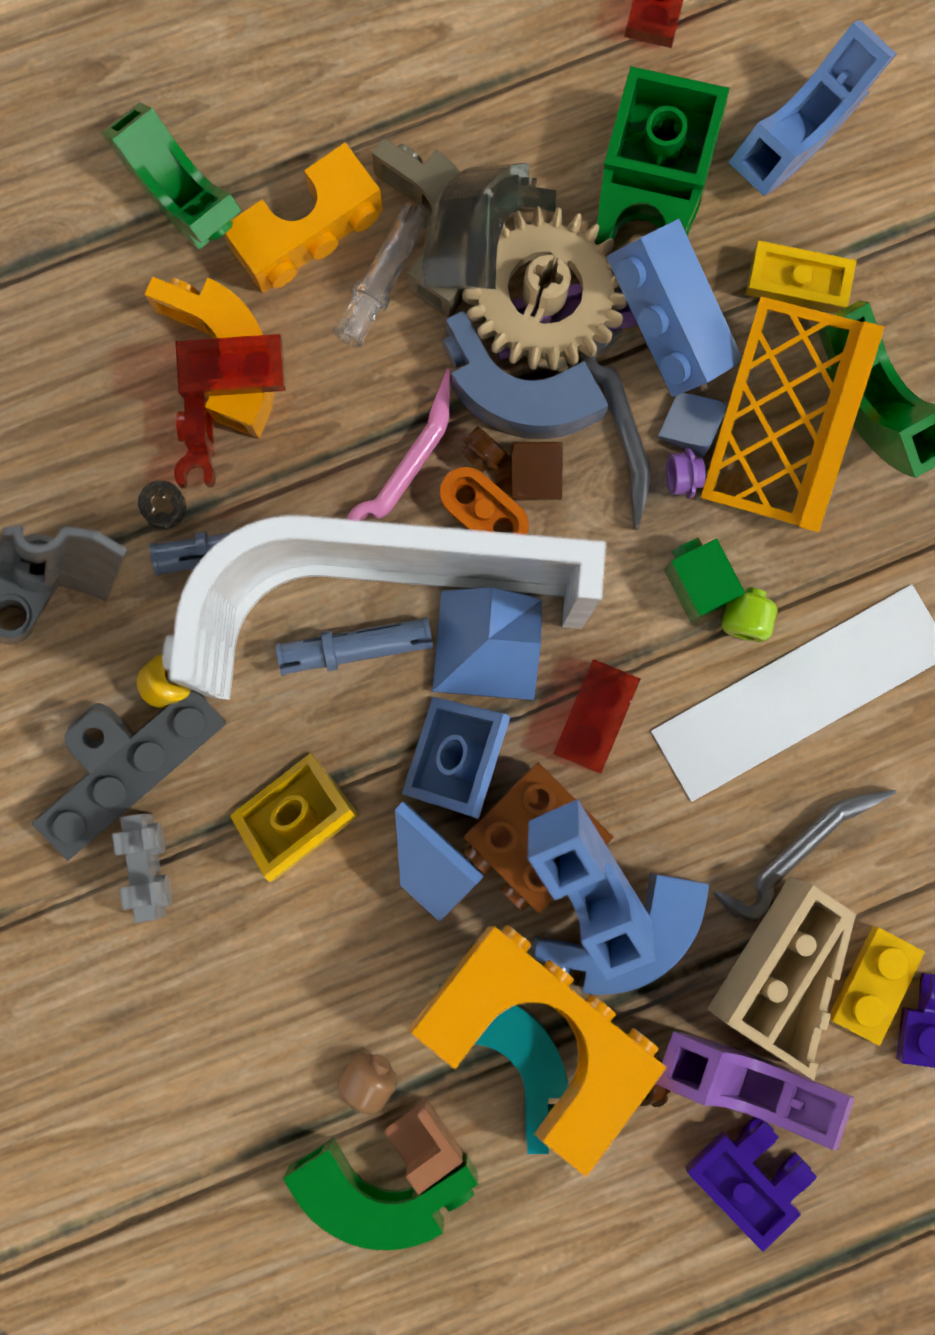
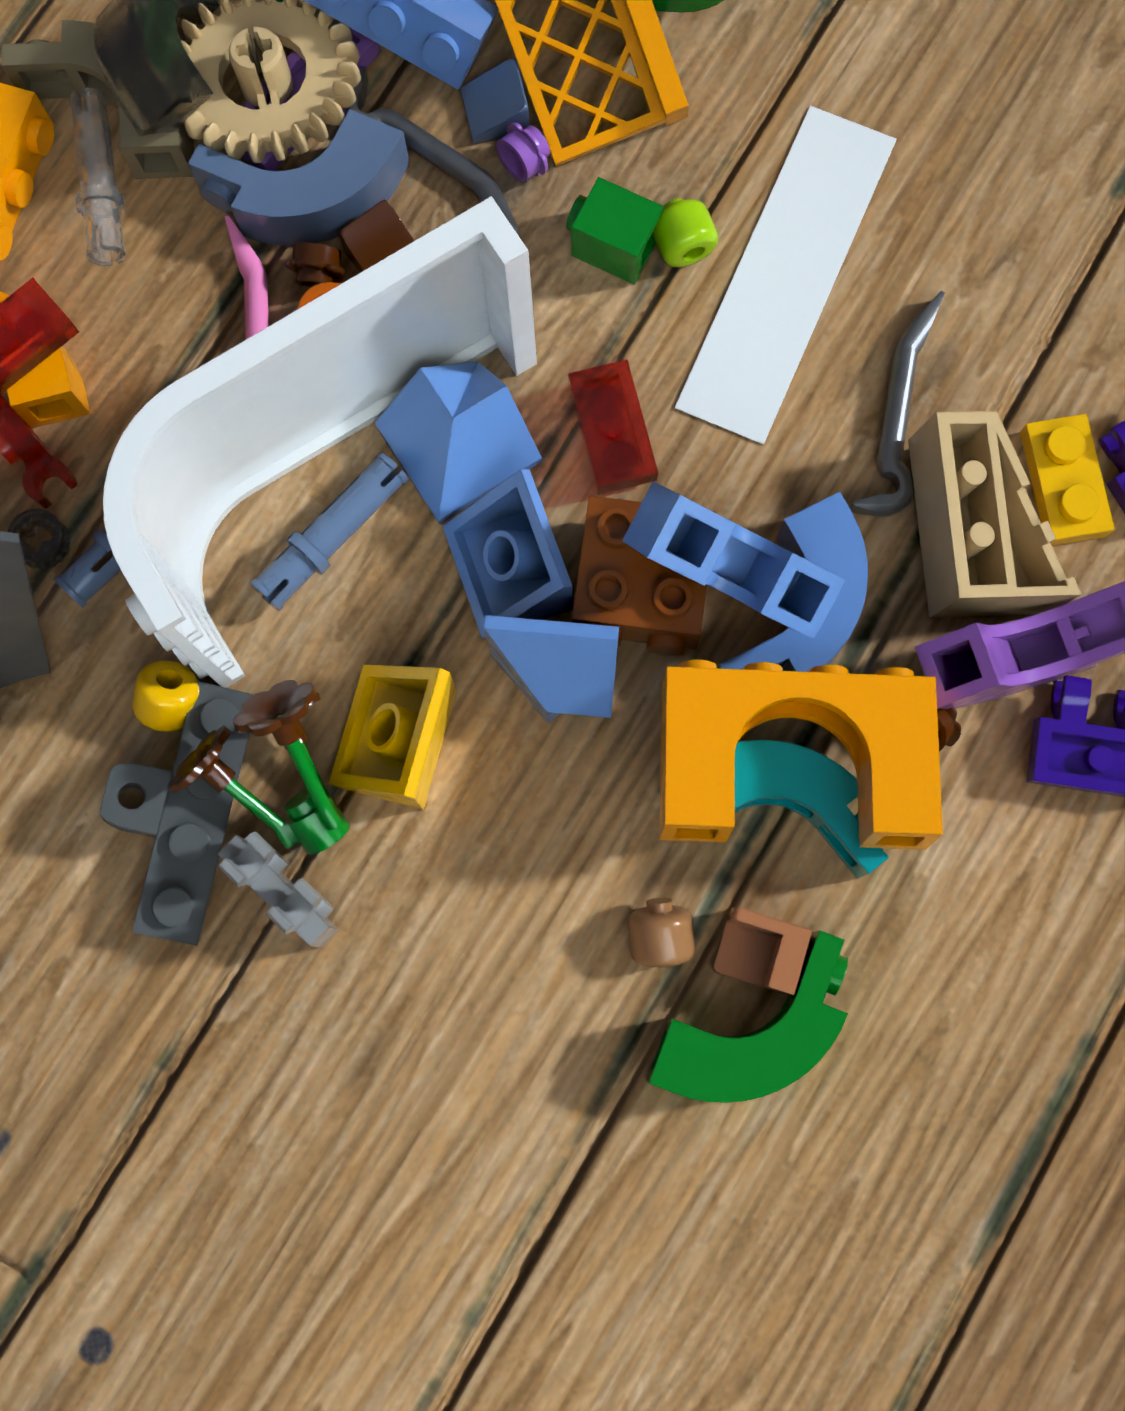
camera: 30 degrees left, 5 degrees down
(217, 764) = (312, 813): none -> plant

